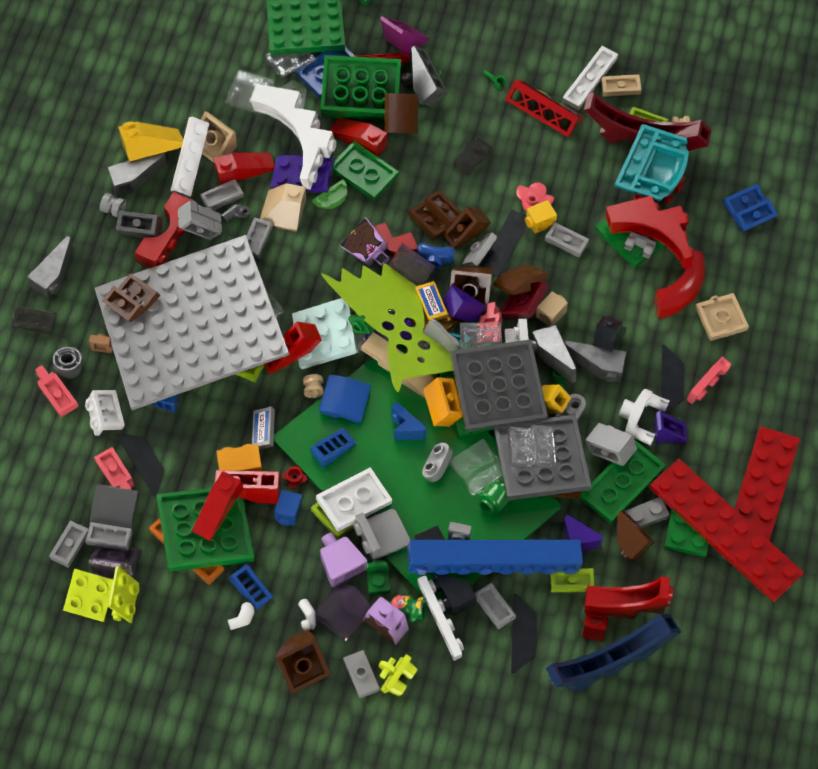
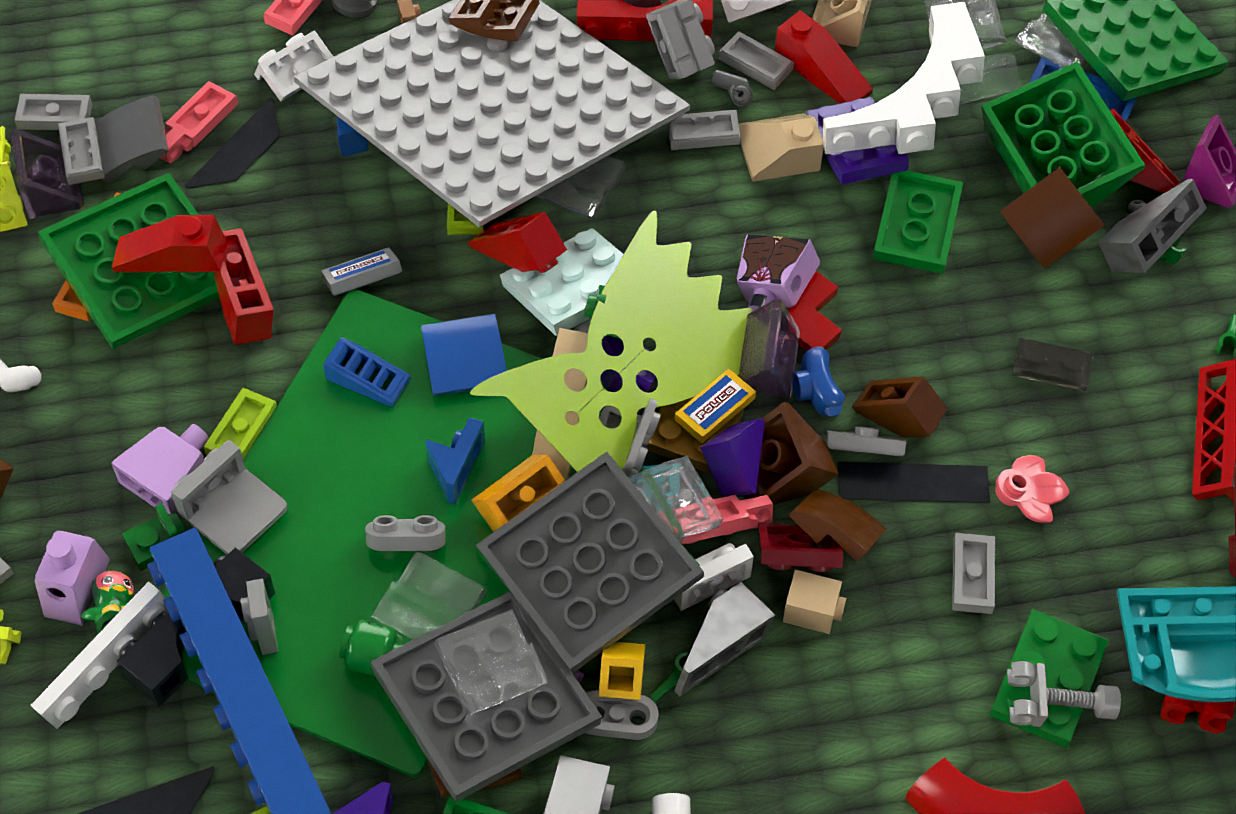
camera: 65 degrees right, 5 degrees down
(239, 459) = (284, 262): light orange brick -> none
(256, 583) = (65, 350): blue slope -> none
(288, 508) = (228, 359): blue brick -> none
(294, 471) = (291, 340): red plate -> none
(309, 612) = (41, 469): white arm -> none
(313, 386) = (470, 304): tan wheel -> none
(334, 197) = (844, 200): bright green plate -> none
(343, 610) = (73, 506): clear purple slope -> none
(353, 496) = (278, 438): white plate -> none
(363, 133) = (980, 193): red slope -> none
(434, 214) = (899, 350): reddish brown slope -> none
(494, 606) = (169, 740): light grey plate -> none
(540, 216) = (992, 510): yellow brick -> none
(600, 362) = (750, 734): flat silver slope -> none
(608, 333) = (804, 710): black arch -> none
(645, 218) = (1085, 677): red arch -> none

